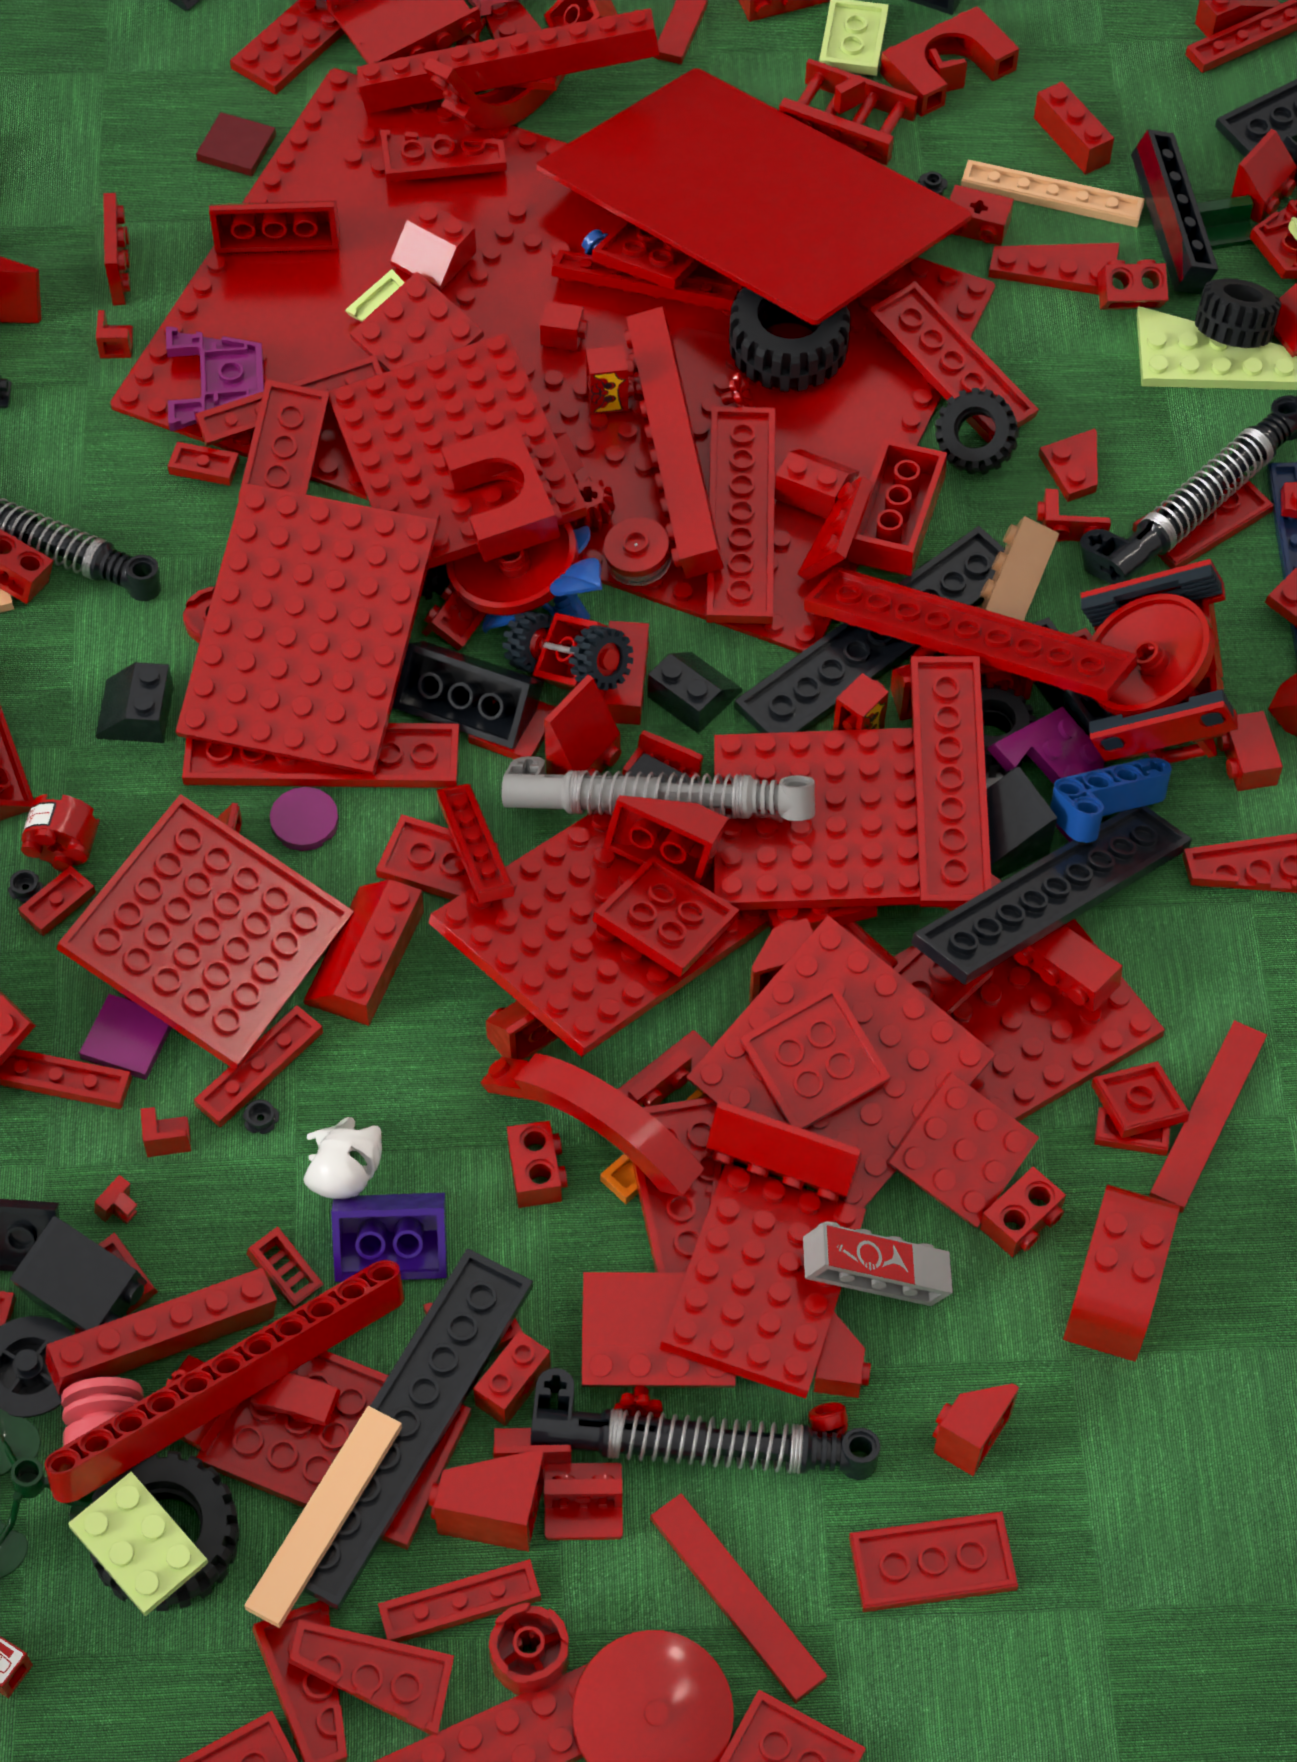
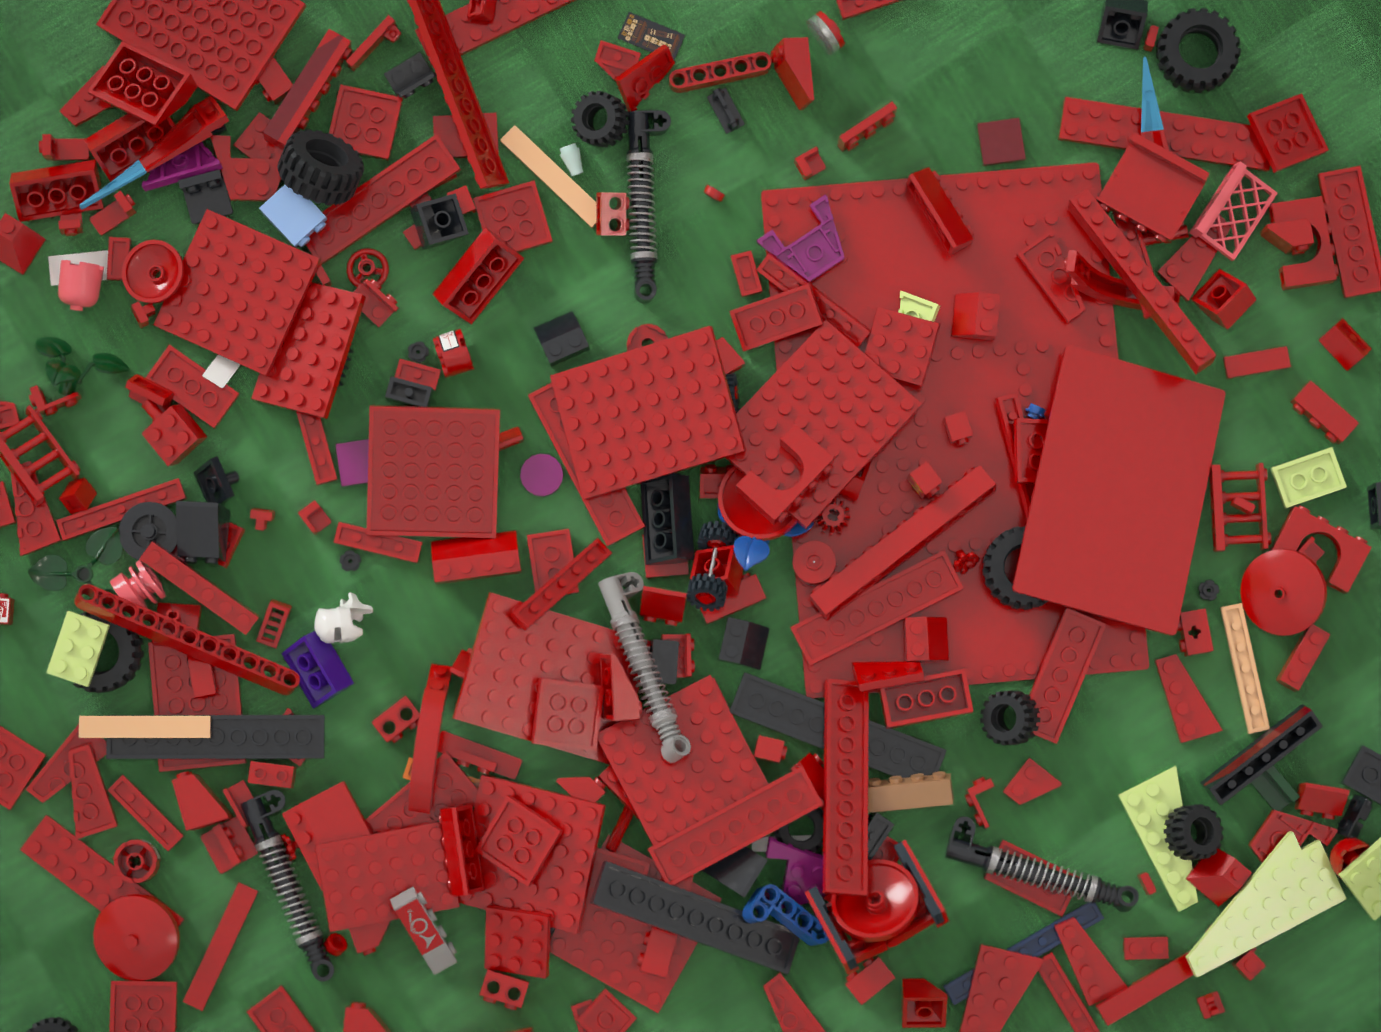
camera: 60 degrees right, 25 degrees up
(64, 911) = (409, 393): none -> black brick
(73, 449) = (713, 193): none -> red tile
(975, 128) = (1301, 586): none -> red dish
(1133, 291) = (1178, 758): red brick -> none
(1272, 391) = (1146, 883): none -> red tile

